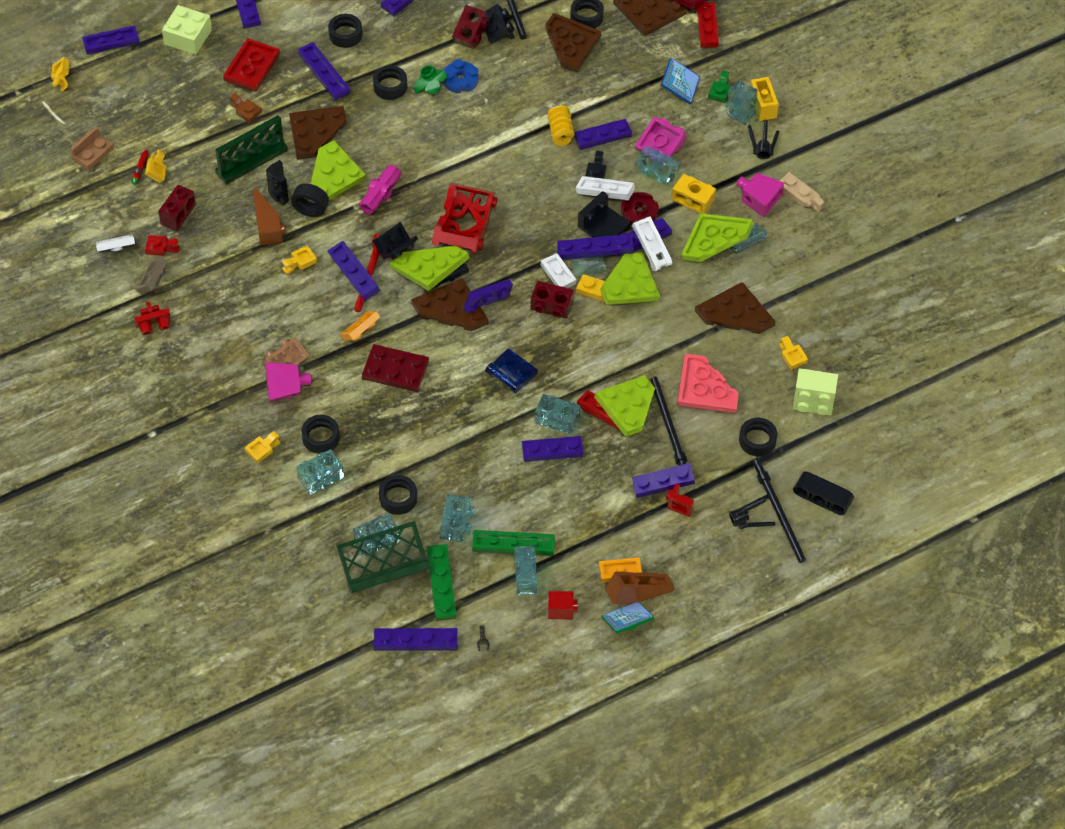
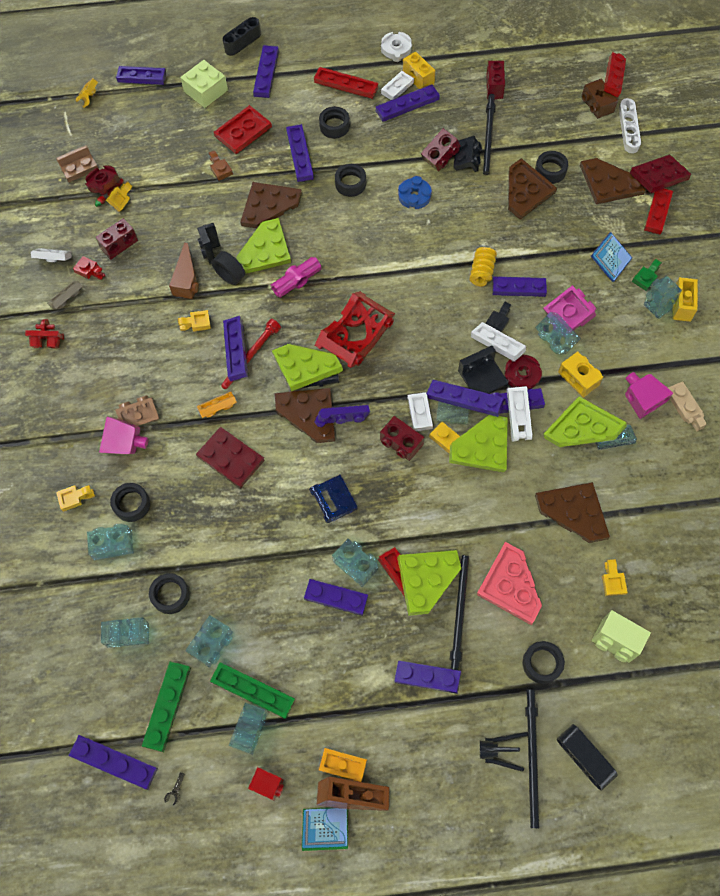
camera: 25 degrees right, 10 degrees up
(122, 159) = (102, 180): none -> dark red plate
(259, 153) = (201, 212): dark green fence -> none
(388, 574) = (117, 681): dark green fence -> none
(394, 241) = (282, 331): black bracket -> none
(429, 80) = (386, 188): green plate -> none
(679, 503) = (436, 711): red bracket -> none
(763, 149) = (666, 349): black plant -> none

